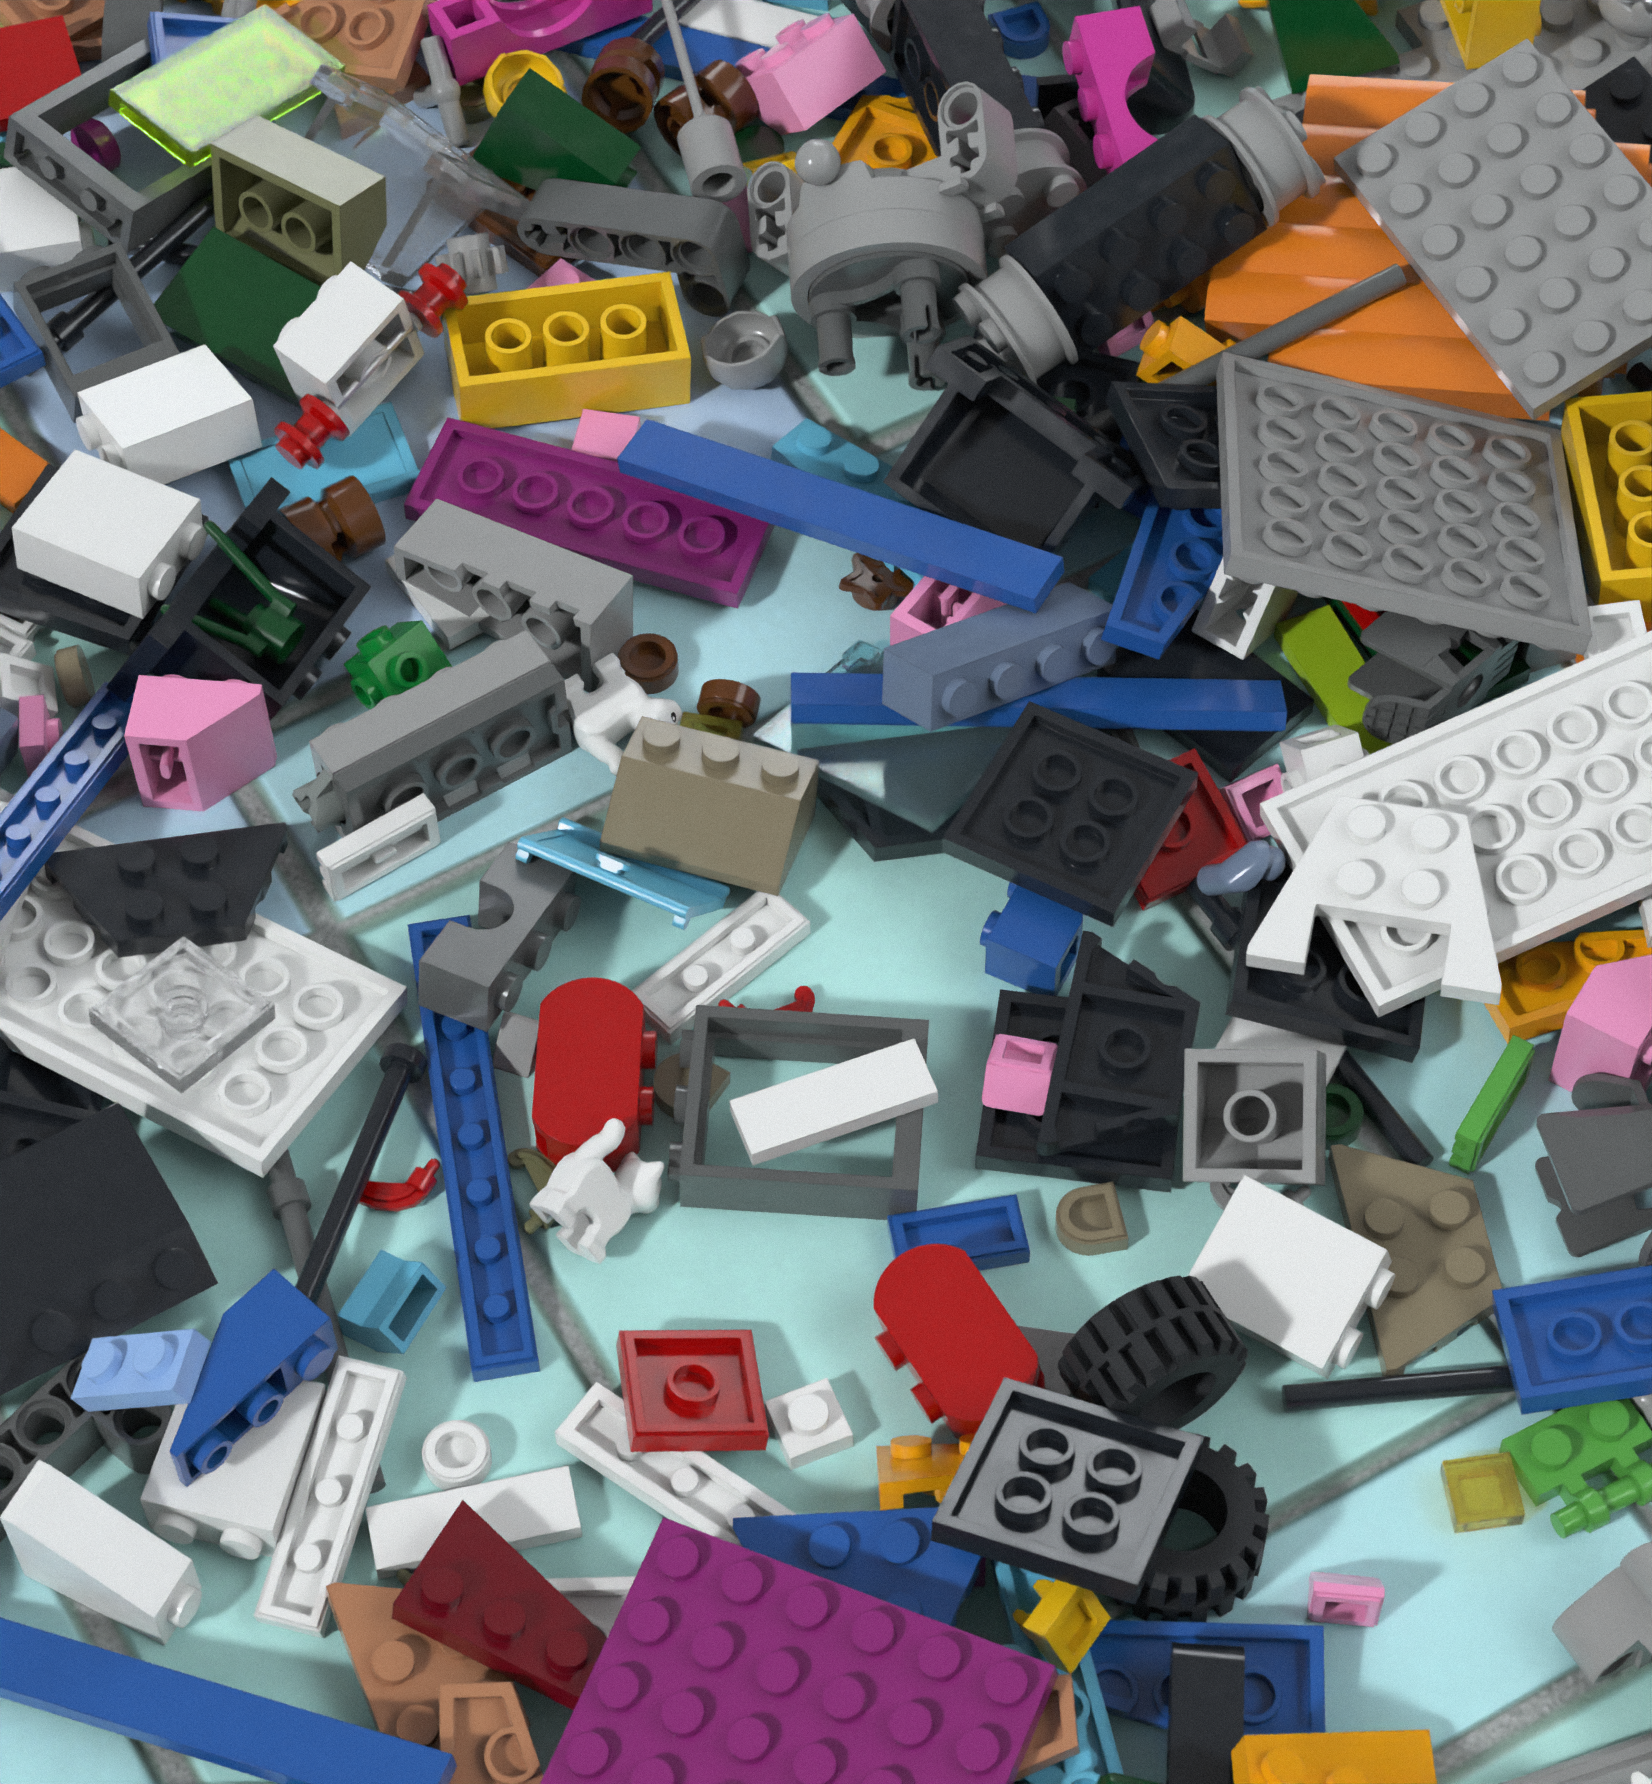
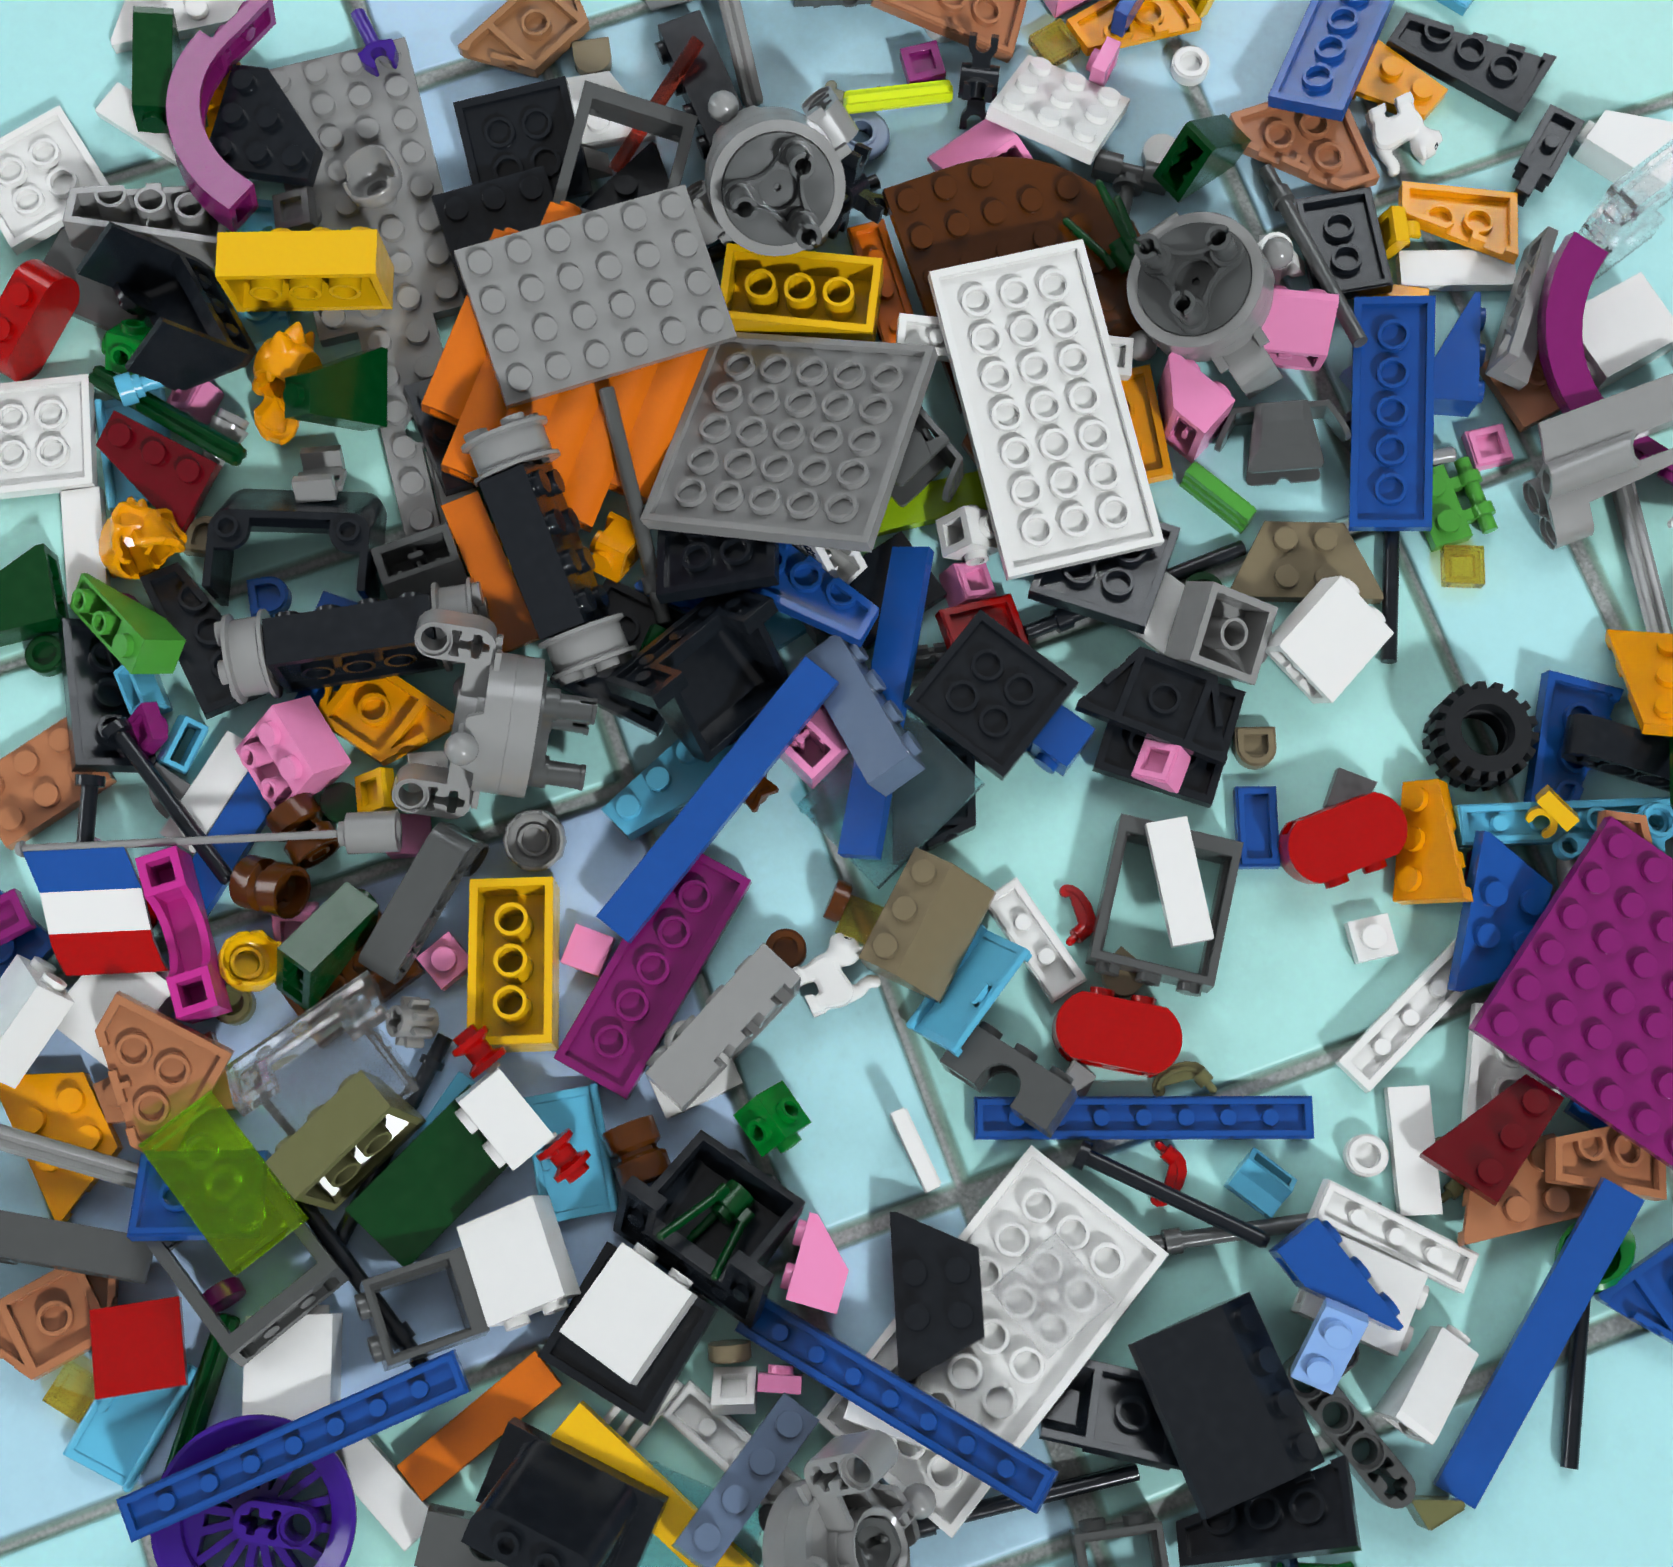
camera: 80 degrees left, 20 degrees up
(443, 91) = (237, 1021): light grey piece -> none
(445, 738) = (856, 1100): piece -> none
(593, 1200) = (1210, 1041): white animal -> none
(691, 1390) = (1351, 1004): red tile -> none
(1068, 1490) = (1490, 788): plate -> none
(1111, 62) = (376, 537): dark pink arch -> none
(1156, 1353) = (1387, 726): black tyre -> none
(1242, 869) = (1049, 601): sand blue arm -> none
(1345, 1599) = (1520, 654): bright pink slope -> none
(1390, 871) = (1080, 507): white wing -> none

